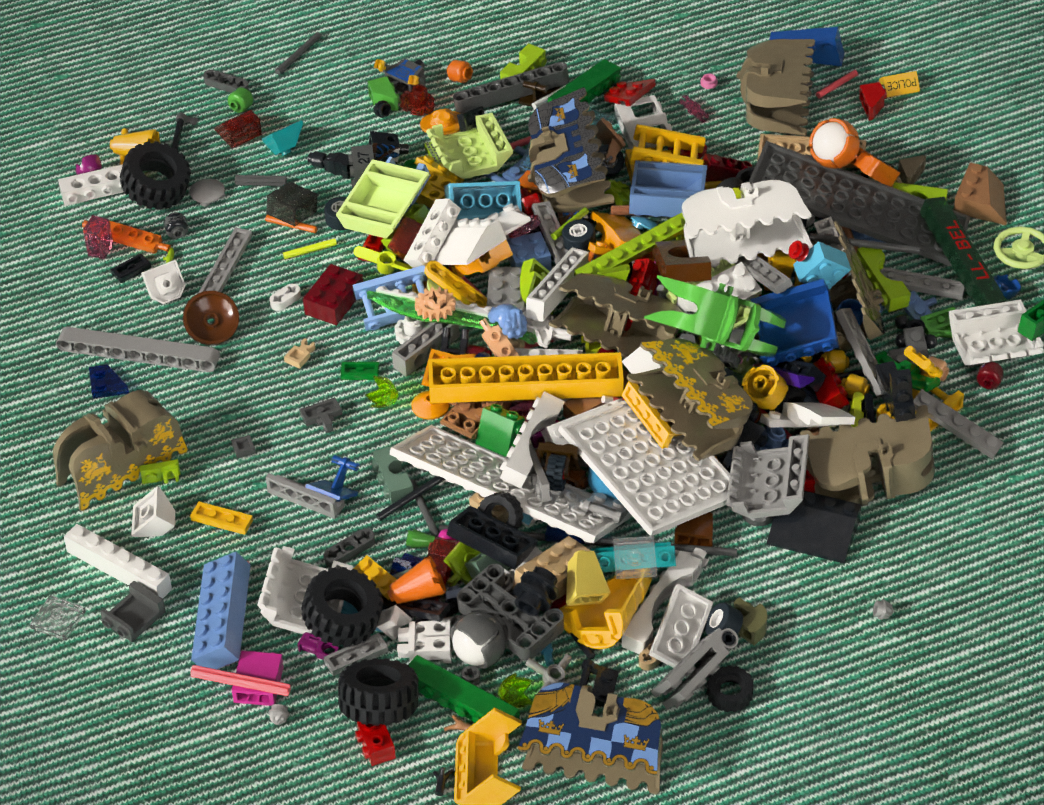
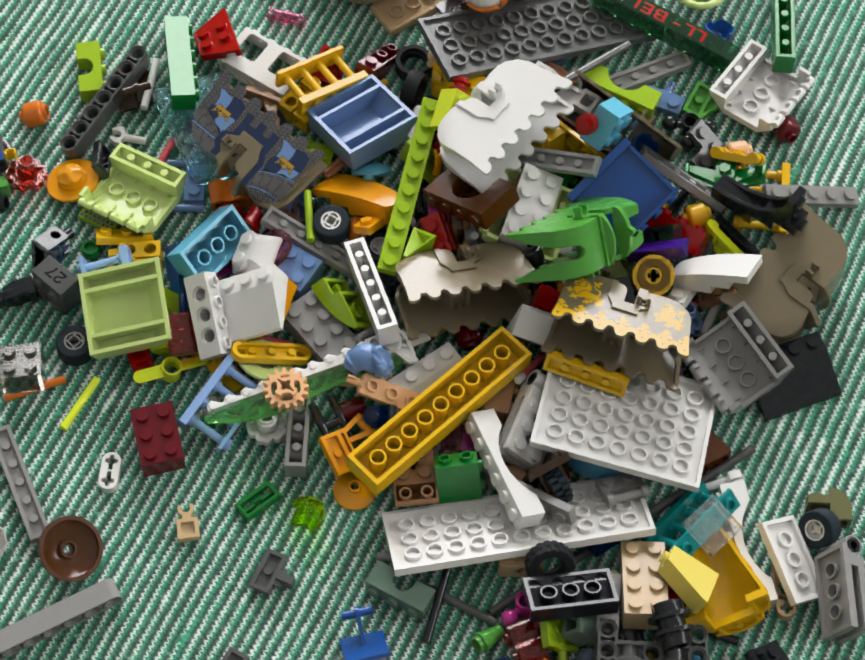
camera: 45 degrees left, 15 degrees up
(505, 117) = (124, 137): none -> white bar

